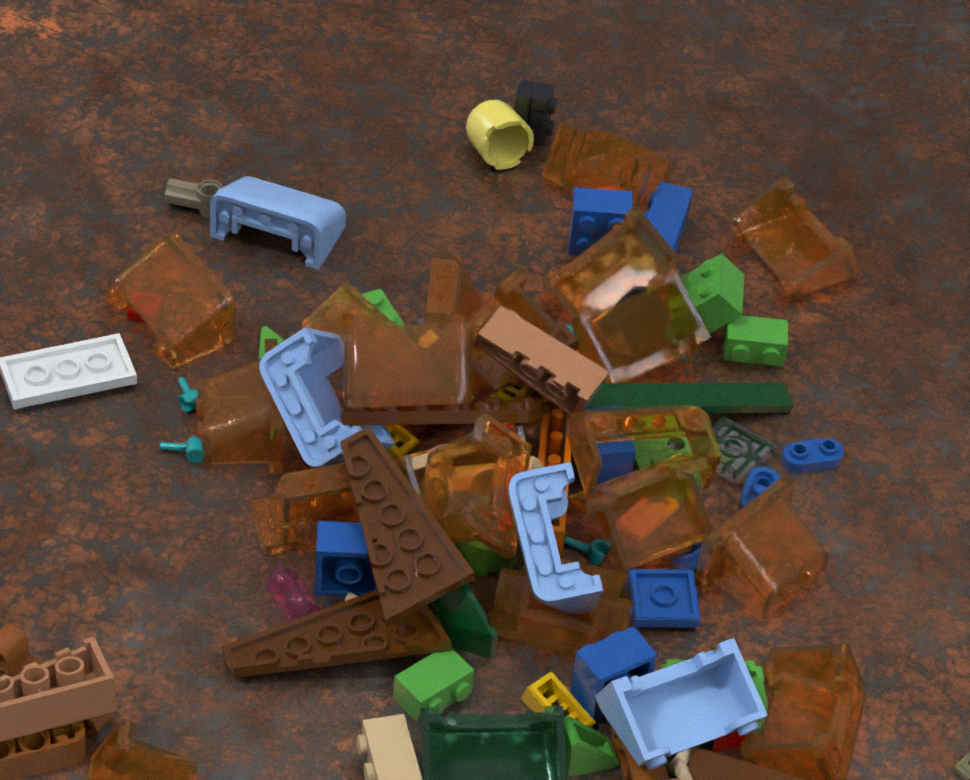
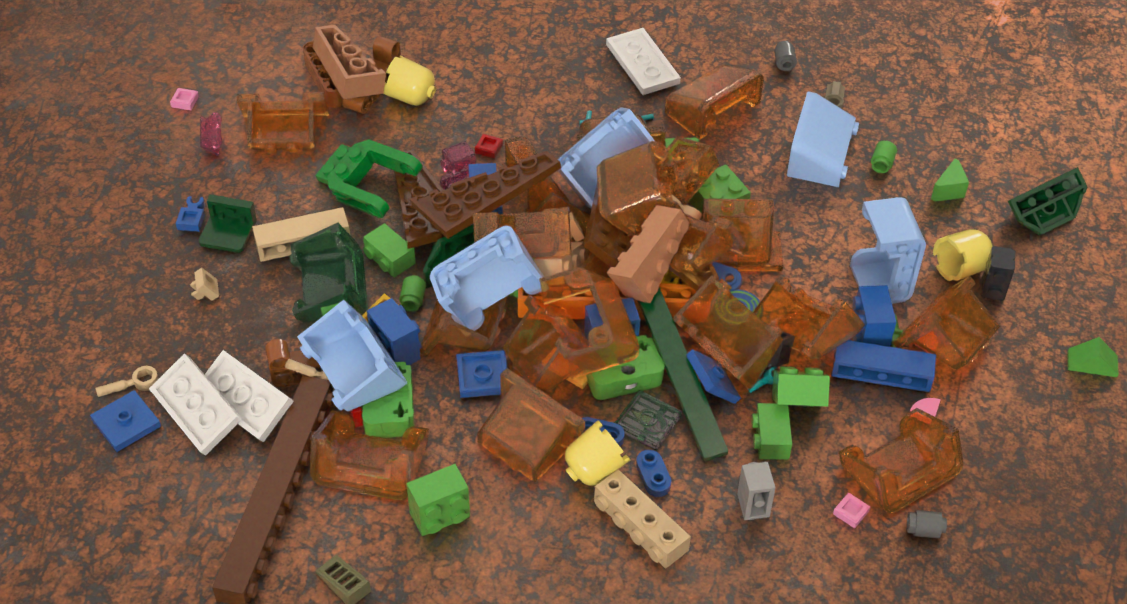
camera: 90 degrees right, 5 degrees up
(73, 622) = (409, 82): none -> light yellow cylinder
(92, 225) = (785, 56): none -> dark grey brick
(216, 563) = (488, 146): none -> red tile
(252, 593) = (457, 157): none -> clear pink brick
(261, 723) = (351, 164): none -> green plate
(307, 171) = (883, 156): none -> bright green brick
(361, 123) = (951, 184): none -> bright green slope
(406, 52) = (1050, 202): none -> dark green wedge
(517, 178) = (897, 250): none -> light blue windscreen
(517, 662) = (412, 293): none -> bright green brick
(645, 81) = (1093, 358): none -> bright green slope
(684, 370) = (713, 376): none -> blue plate
(715, 218) = (928, 405): none -> bright pink tile
(818, 489) = (594, 456): none -> light yellow cylinder
(853, 359) = (756, 490): none -> light grey brick
(855, 301) = (851, 510): none -> bright pink tile
(876, 244) = (926, 523): none -> dark grey brick
(885, 469) = (641, 519): none -> tan brick
(886, 642) = (438, 500): none -> bright green brick

